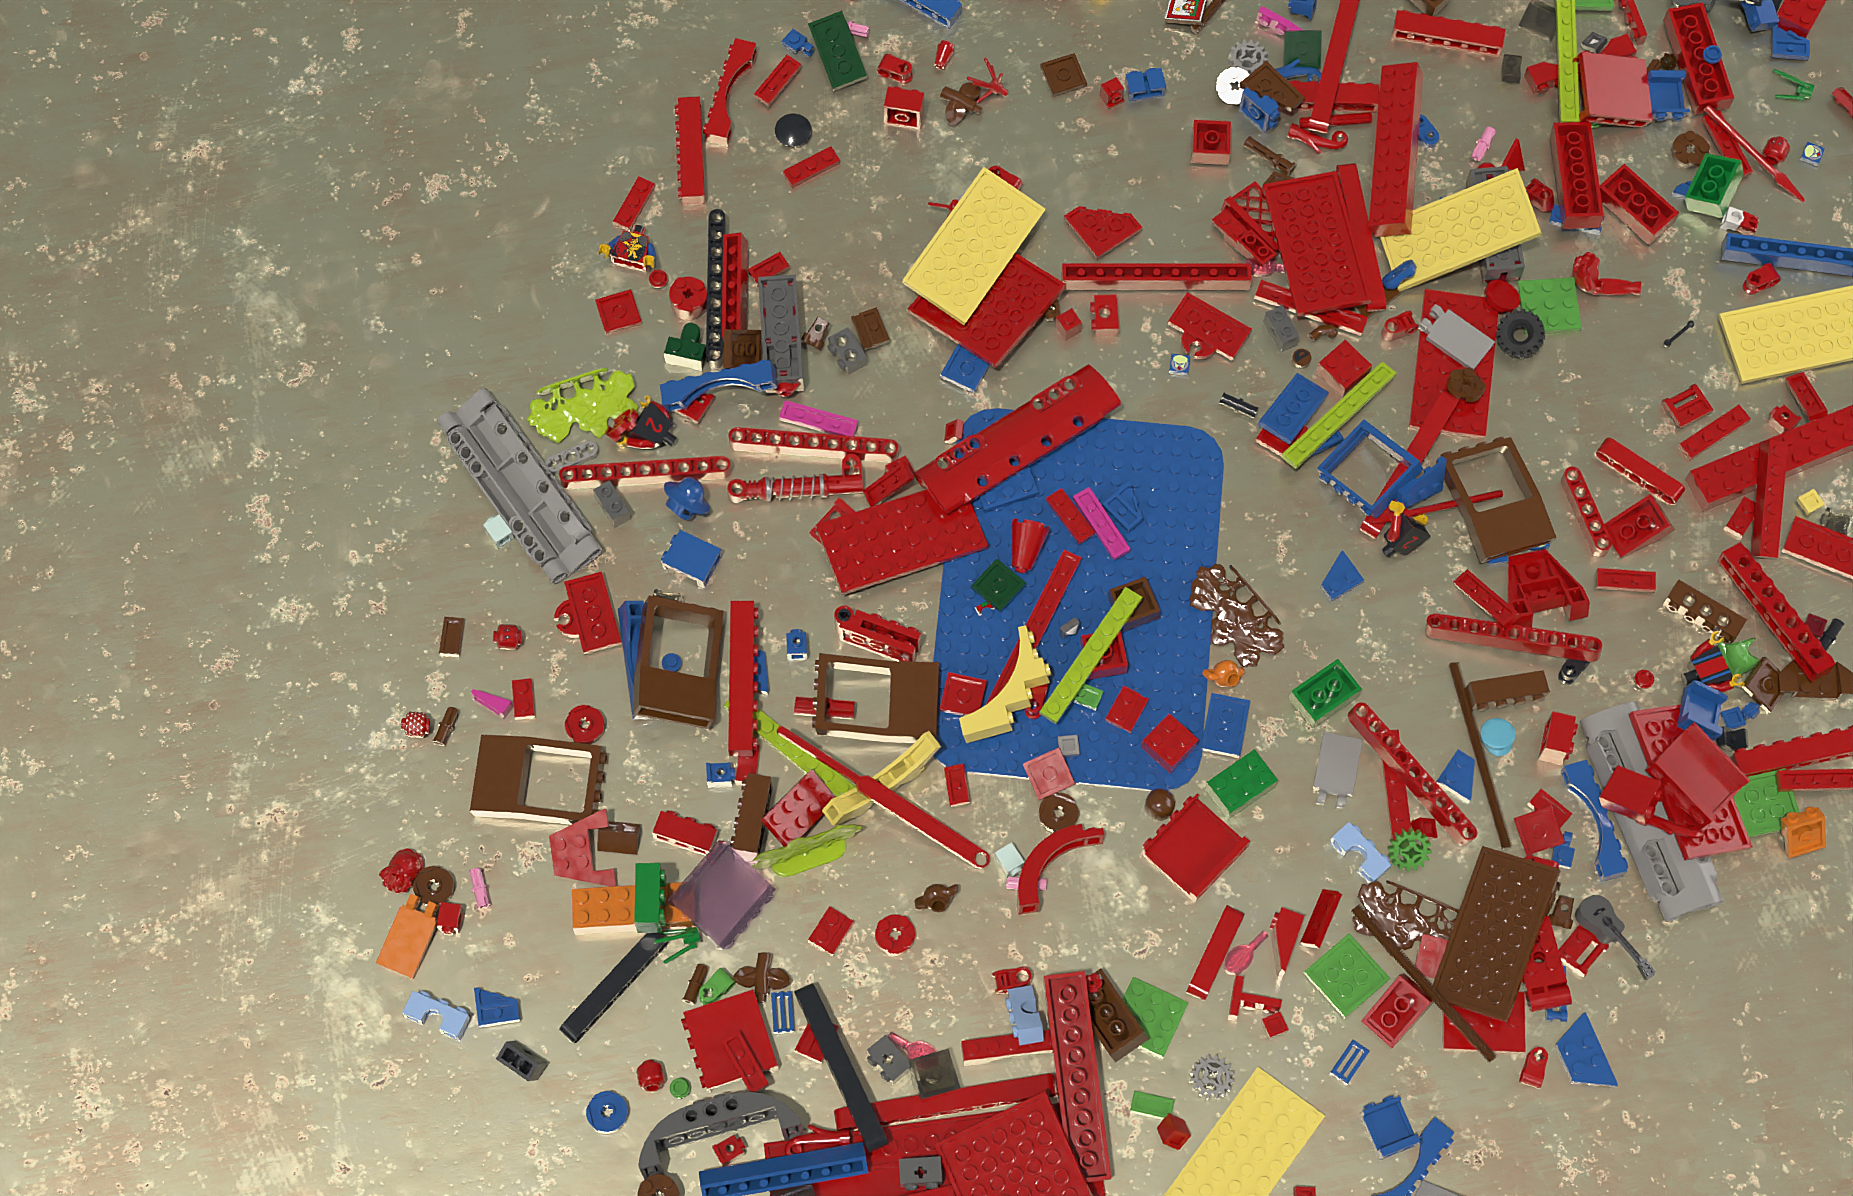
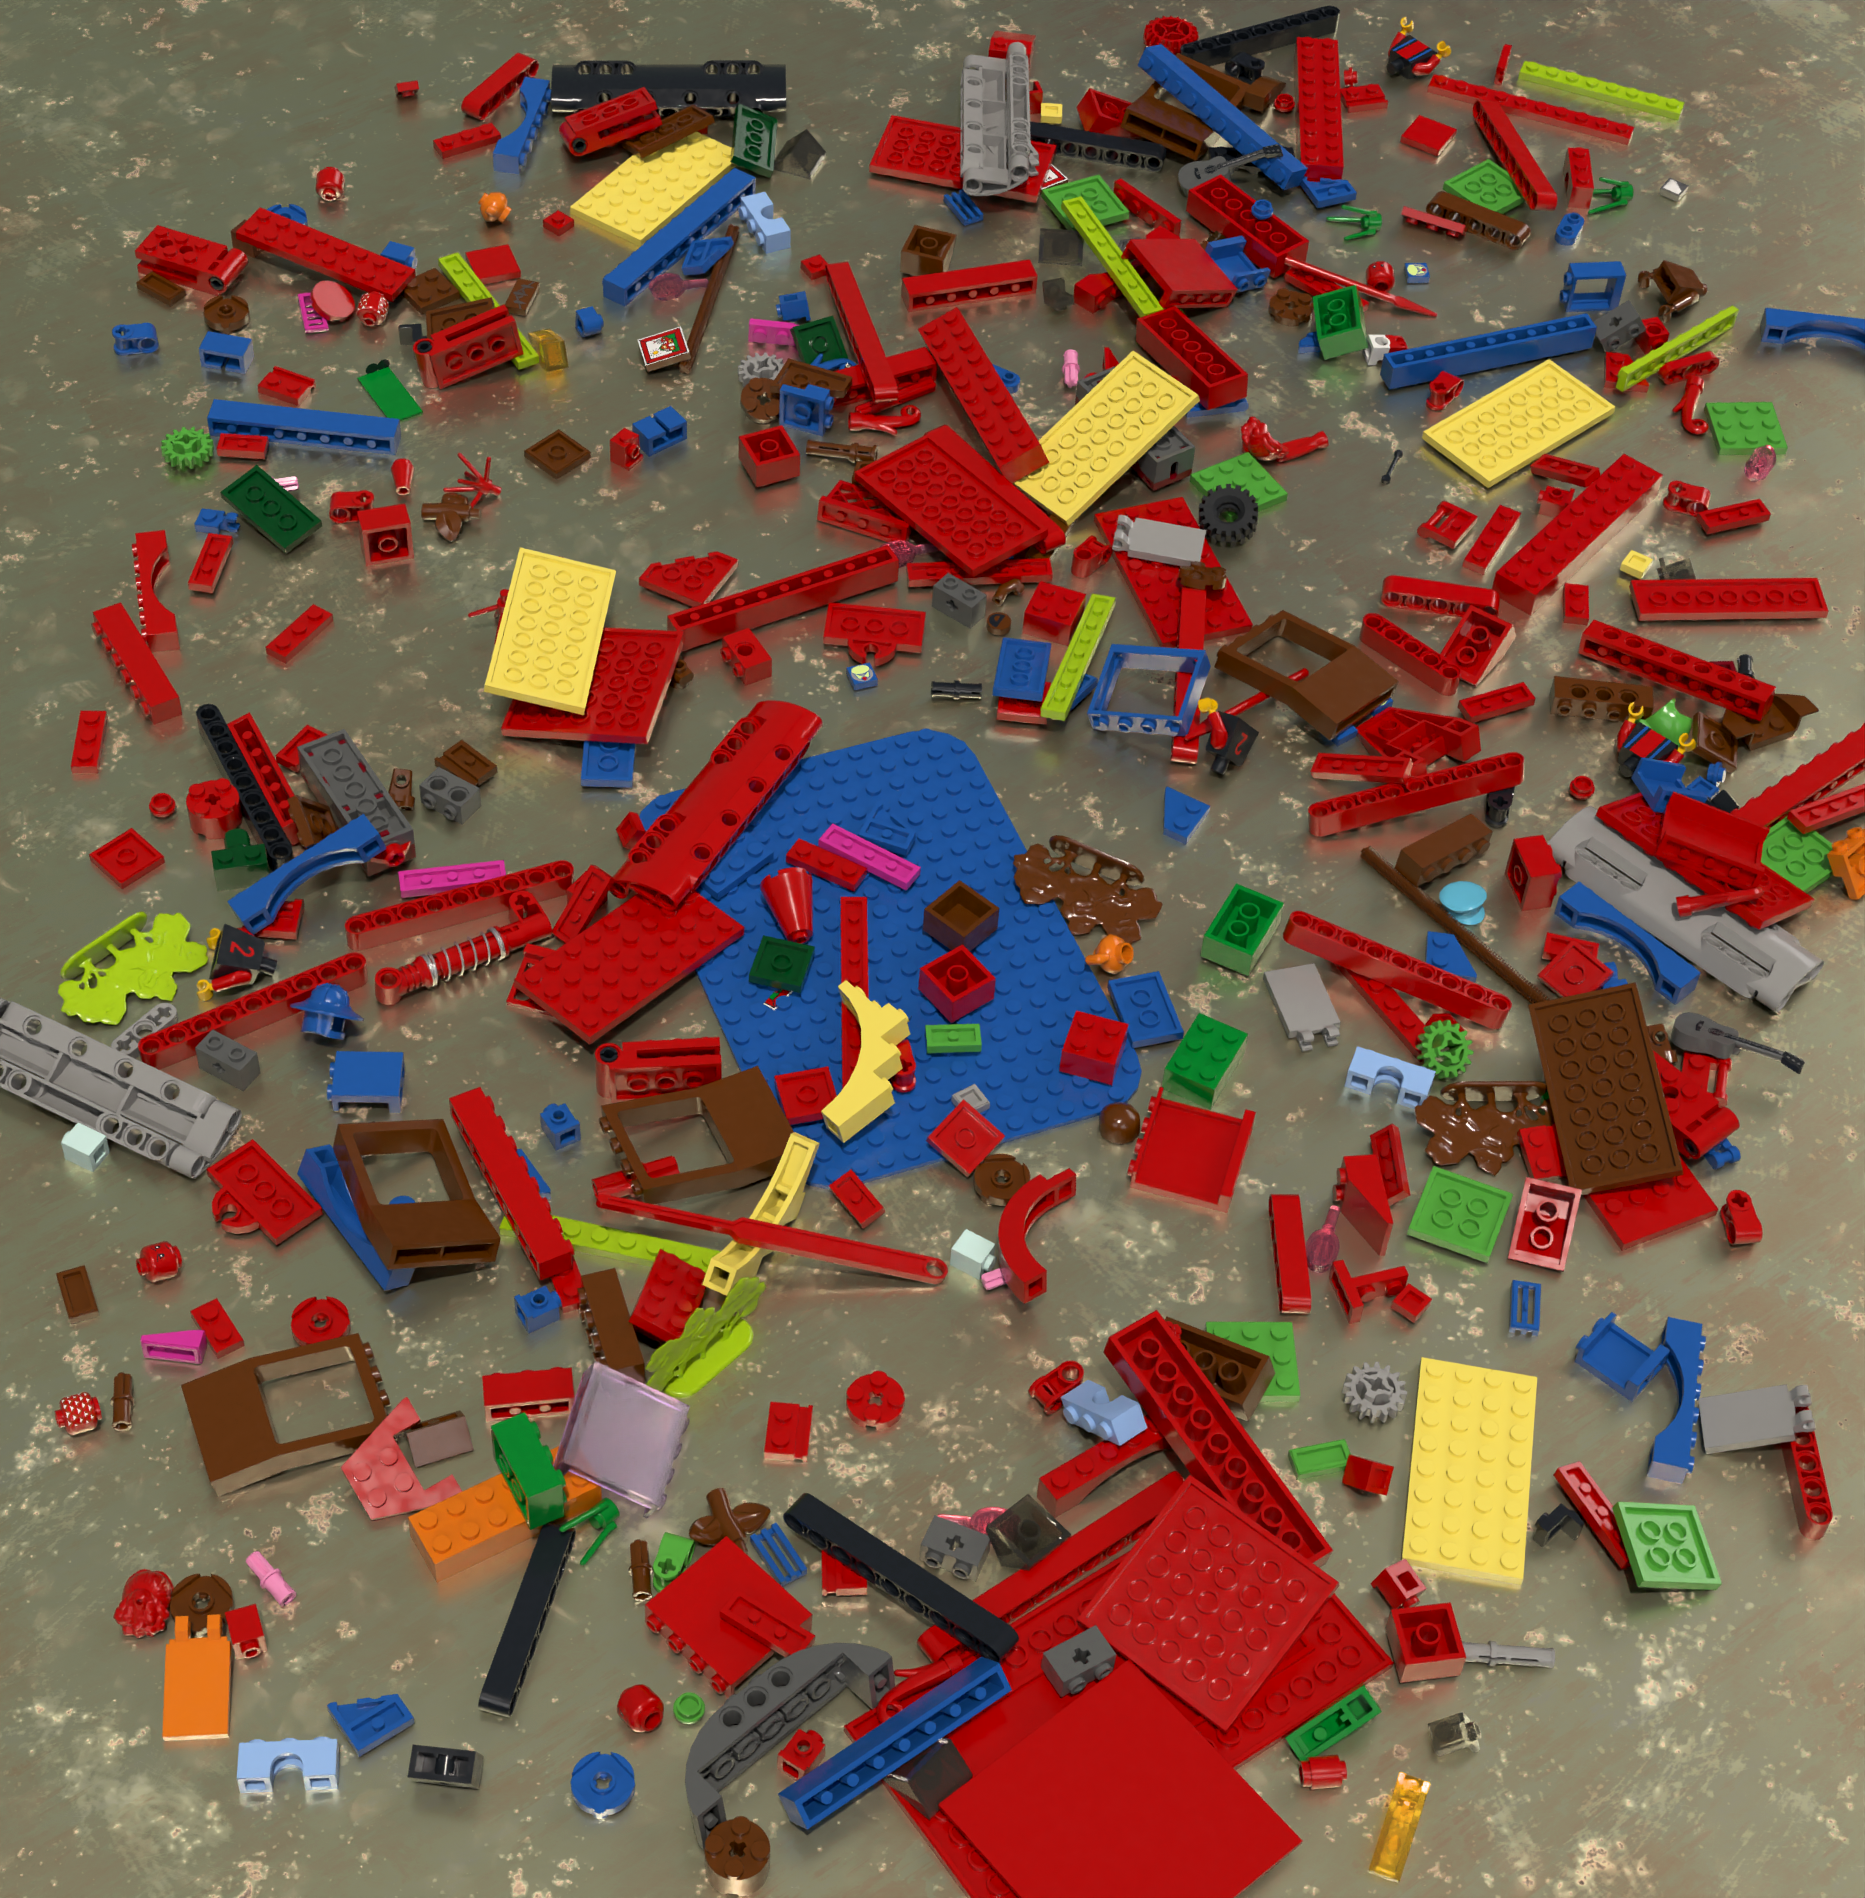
camera: 30 degrees left, 20 degrees down
(622, 422) = (196, 965): red plate -> none
(631, 249) = (112, 786): torso -> none
(793, 130) = (256, 605): black dish -> none
(936, 897) = (905, 1332): reddish brown piece -> none
(1068, 324) = (707, 678): red brick -> none
(1069, 628) = (897, 975): flat silver tile -> none
(1090, 655) = (945, 984): lime plate -> none
(1126, 709) = (1017, 1036): red plate -> none
(1242, 240) = (862, 535): red slope -> none
(1398, 274) = (1064, 497): blue plate -> none
(1422, 982) = (1559, 1178): reddish brown axle -> none
(1425, 486) = (1222, 683): blue wing -> none
(1502, 296) = (1183, 491): red tile -> none
(1584, 1055) = (1785, 1187): blue wing -> none
(1632, 794) = (1659, 884): red brick -> none
(1637, 204) = (1275, 364): red brick -> none
(1769, 499) = (1597, 564): red brick -> none

